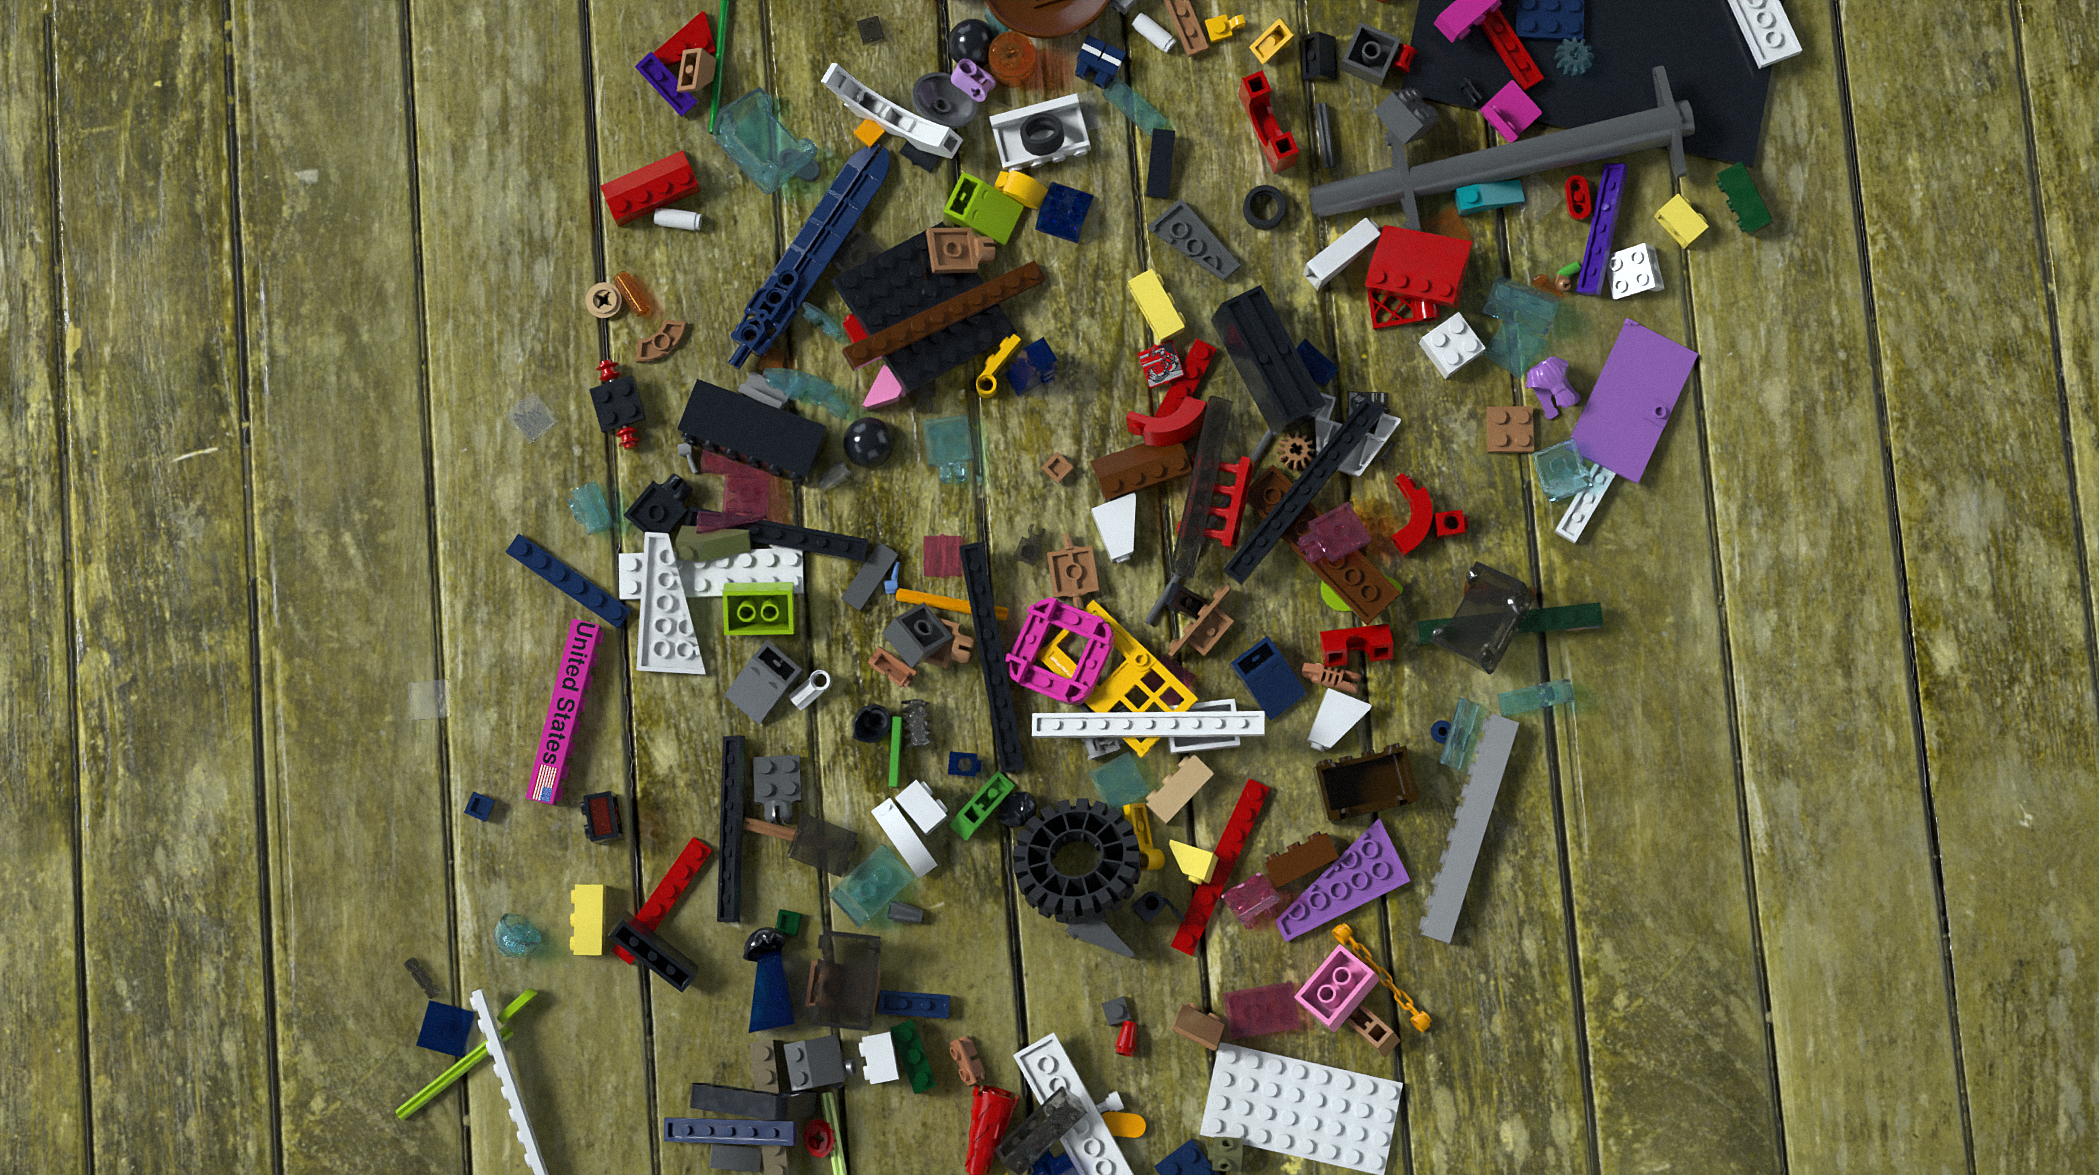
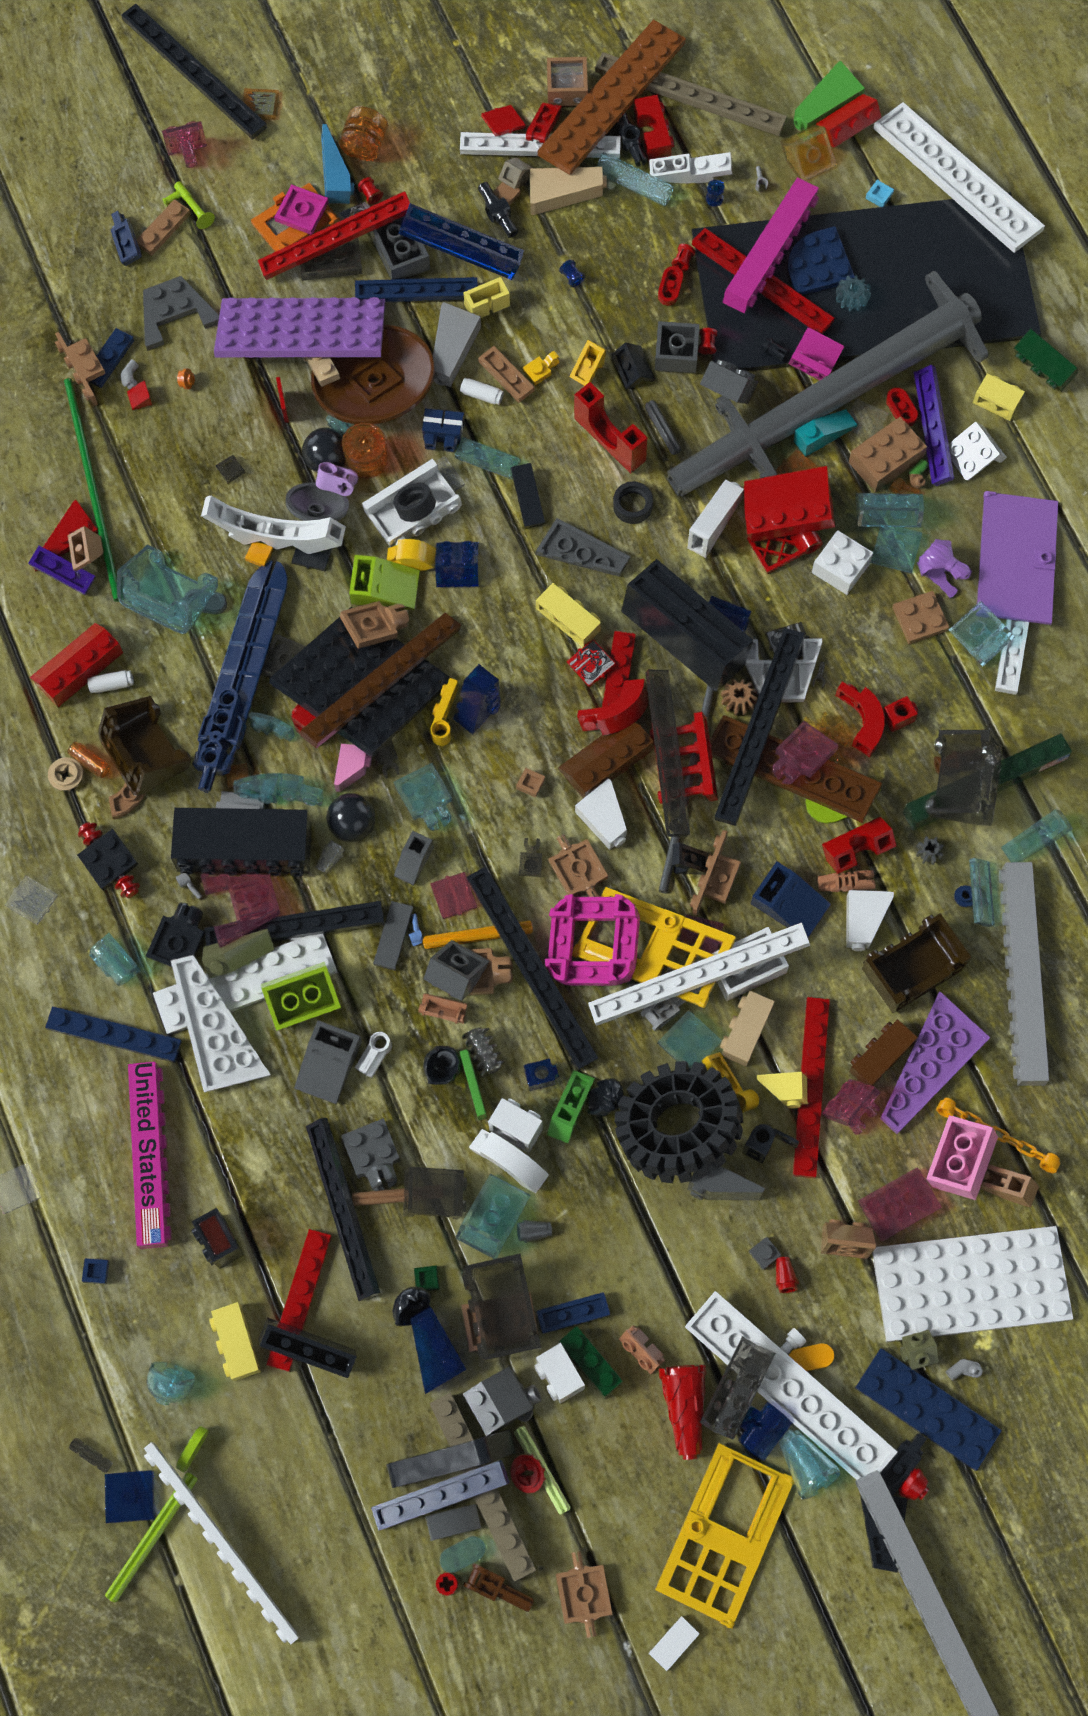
camera: 15 degrees left, 10 degrees down
(686, 298) = (139, 745): none -> dark brown windscreen
(915, 507) = (413, 857): none -> dark grey slope
(1419, 678) = (934, 846): none -> dark grey gear
(1542, 245) = (887, 454): none -> medium nougat brick

